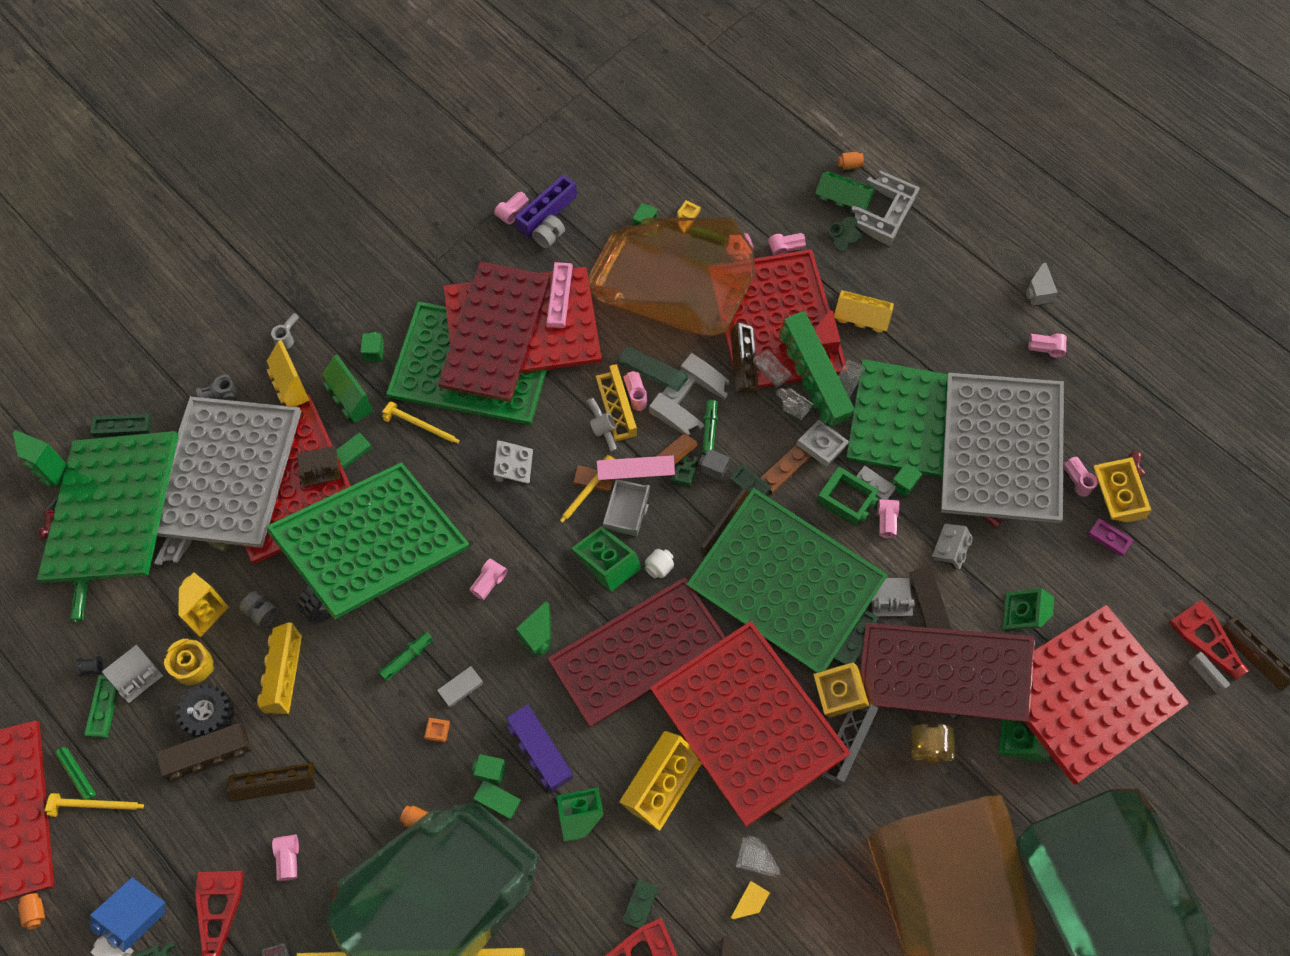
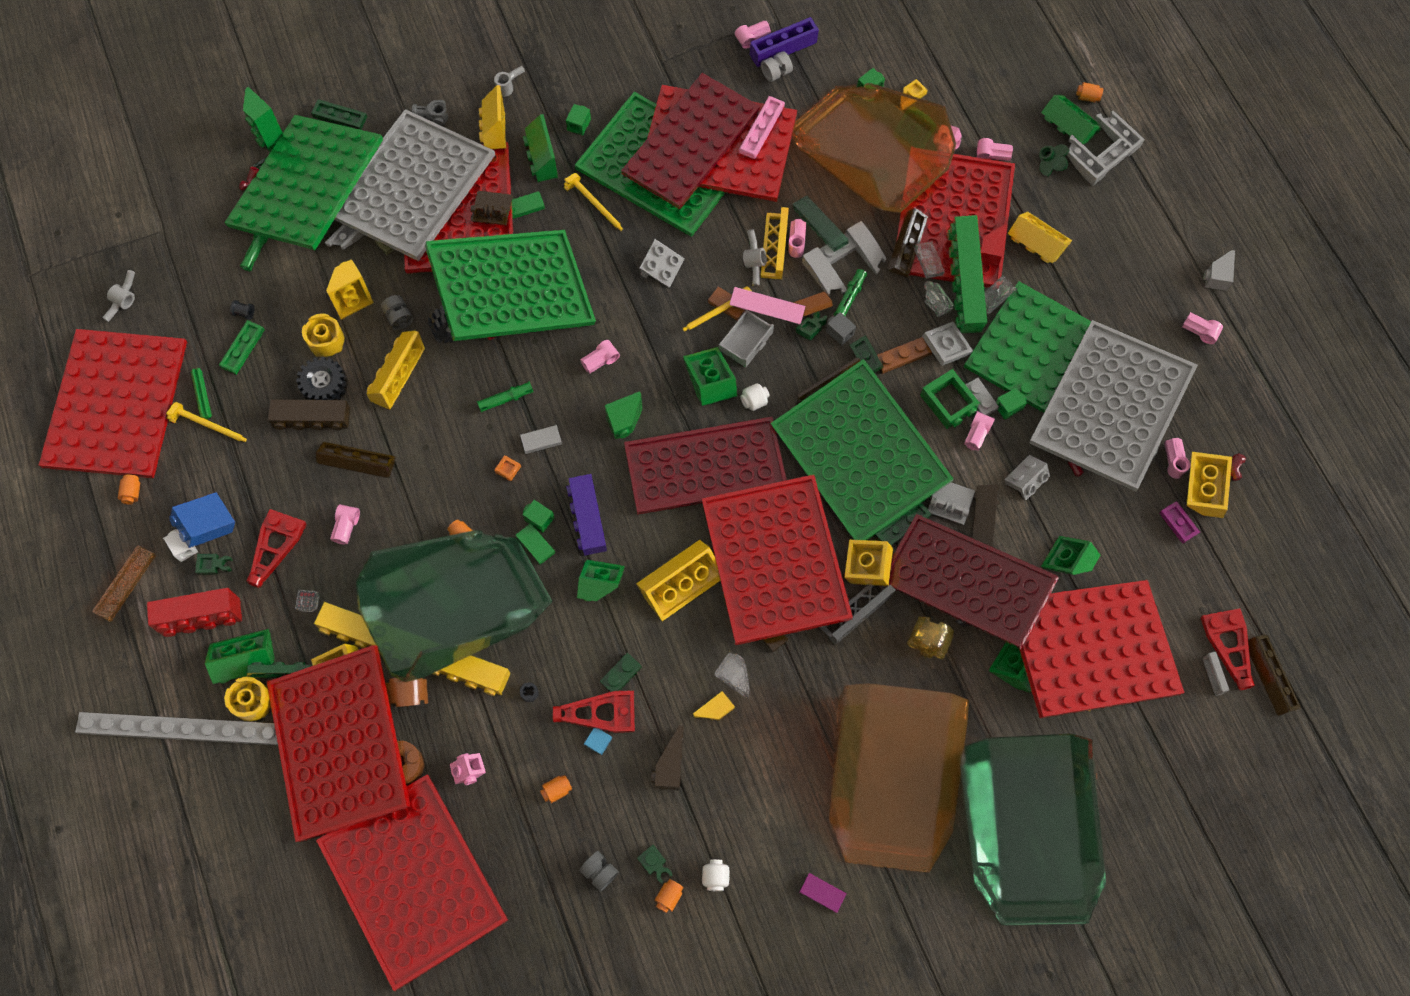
camera: 20 degrees right, 5 degrees up
(132, 673) = (274, 328): light grey hinge -> none

